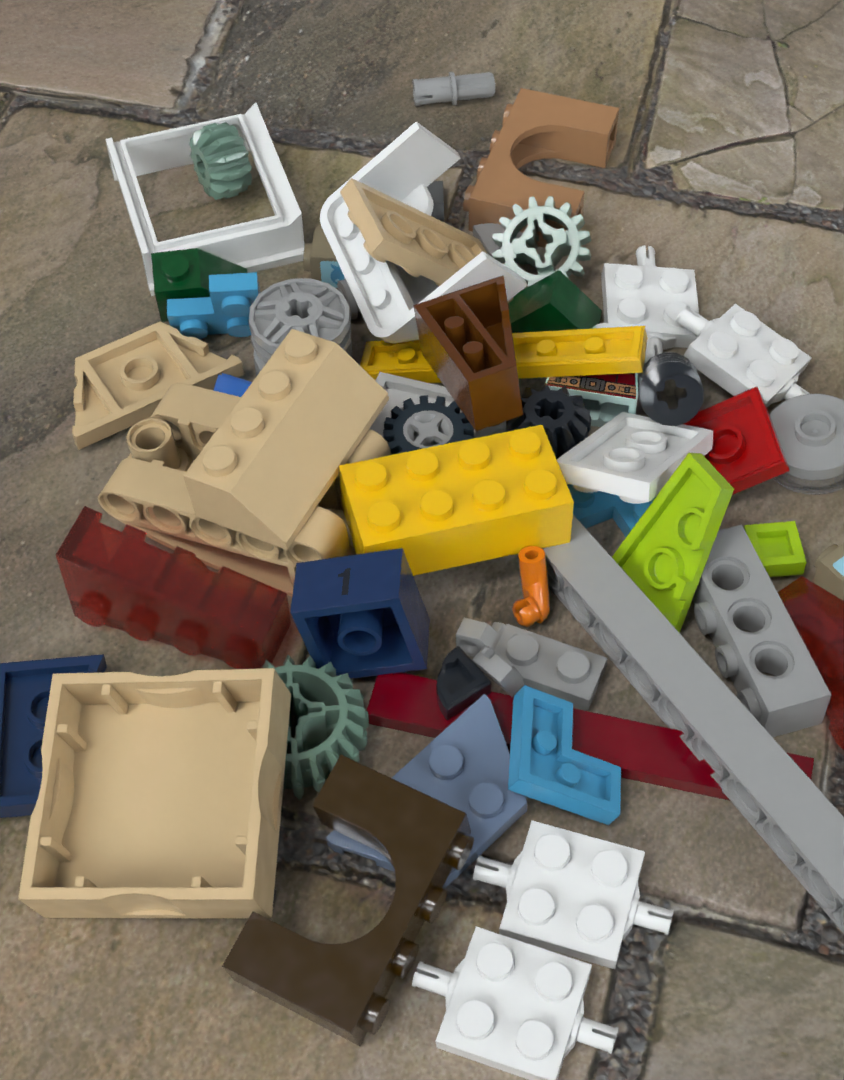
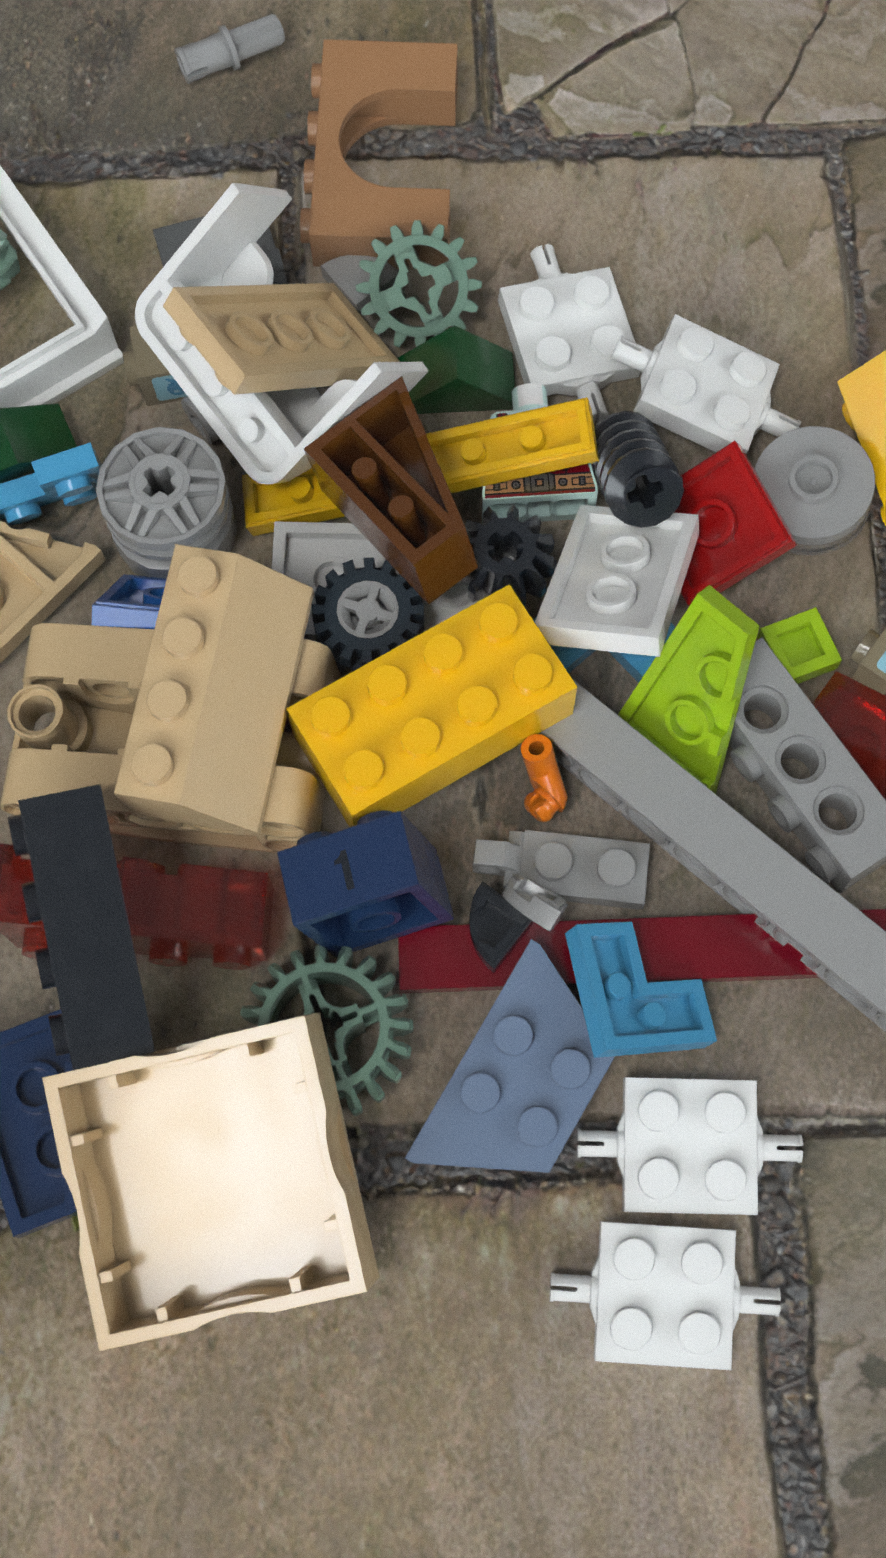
camera: 15 degrees left, 20 degrees up
(127, 567) = (84, 925): none -> black brick
(348, 981) = (478, 1333): dark brown arch -> none

